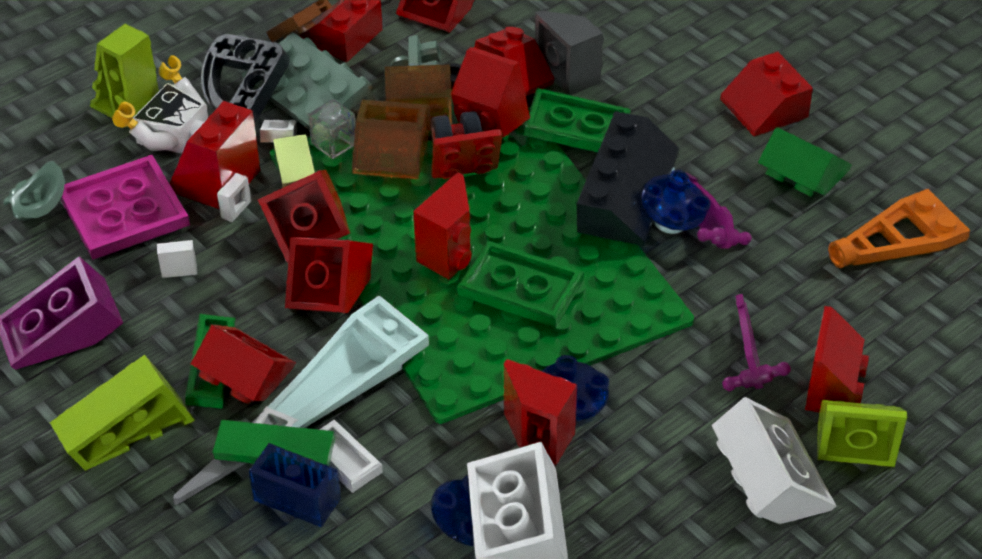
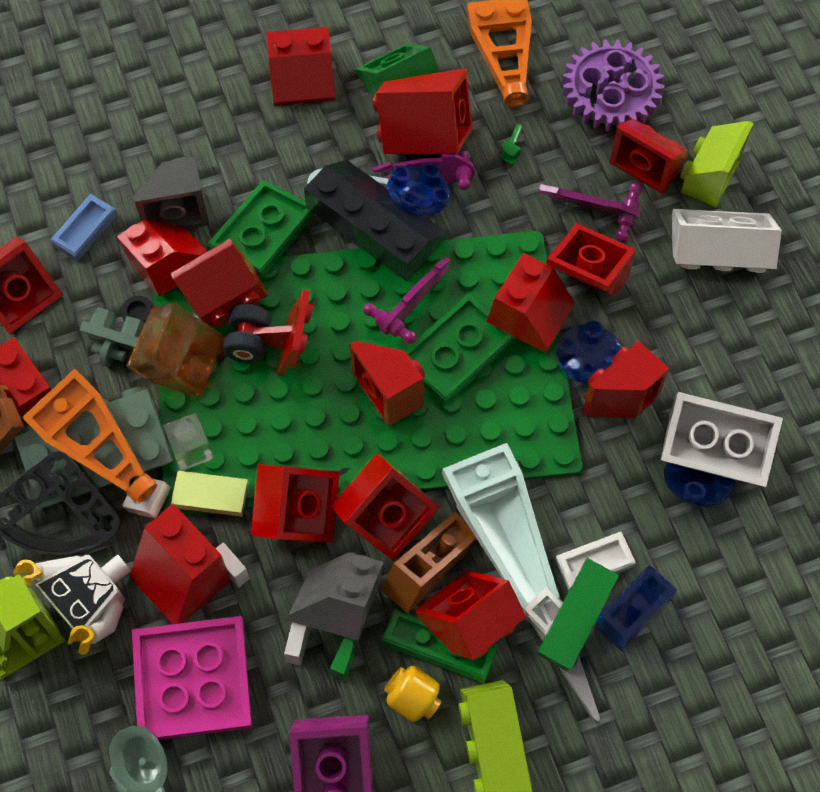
camera: 70 degrees left, 20 degrees up
(157, 342) = (413, 693): none -> yellow head
(184, 293) = (343, 660): none -> green slope
(225, 269) = (338, 595): none -> dark grey slope
(283, 321) = (428, 562): none -> dark orange slope
(310, 36) = (66, 404): none -> orange plate
(390, 139) = (233, 394): clear orange slope -> none
(503, 17) = (83, 227): none -> medium blue tile
(549, 230) = (393, 322): none -> magenta piece
(591, 313) = (532, 303): none -> red slope
(664, 348) = (593, 259): none -> red slope
(763, 181) = (424, 113): none -> red slope
(775, 267) = (511, 151): none -> green hand
(907, 324) = (609, 71): none -> medium lavender gear

